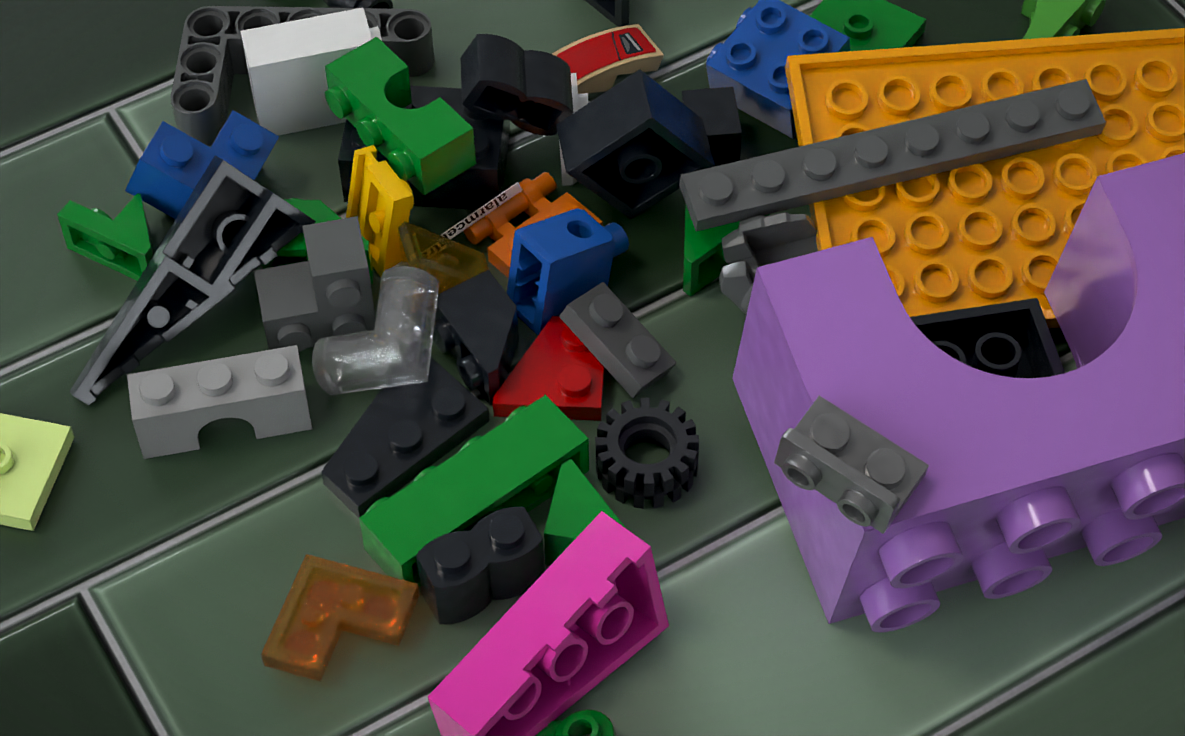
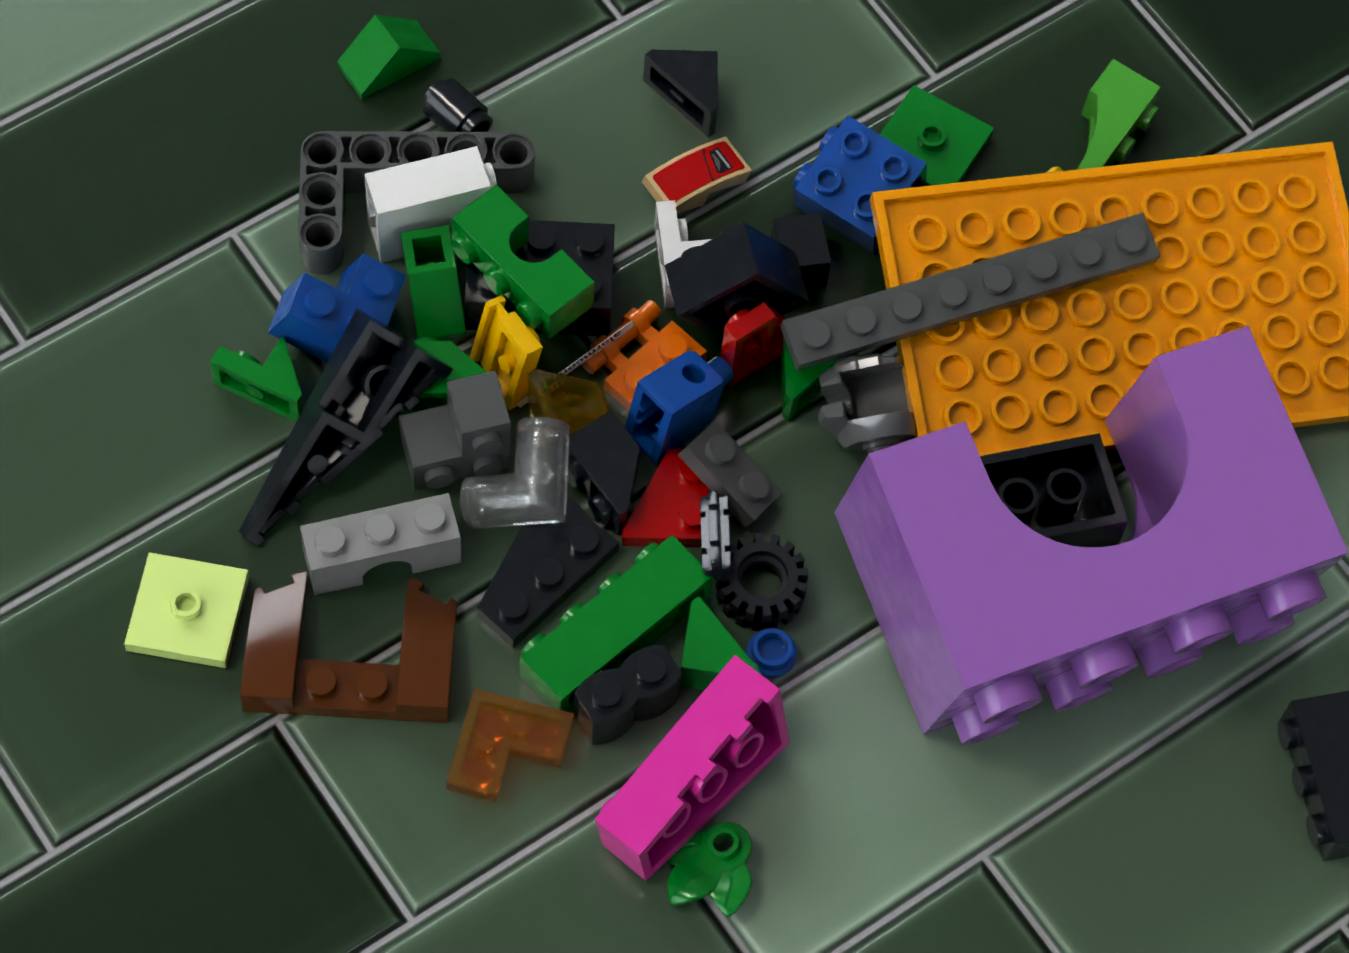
camera: 10 degrees left, 10 degrees up
(91, 544) = (285, 684): none -> reddish brown wedge
(309, 146) = (433, 283): none -> green slope
(516, 84) = (625, 223): black brick -> none
(594, 397) = (715, 535): none -> axle
(649, 206) = (751, 340): none -> red wing
(656, 525) = (772, 652): none -> blue plate
(849, 465) = (952, 634): flat silver bracket -> none

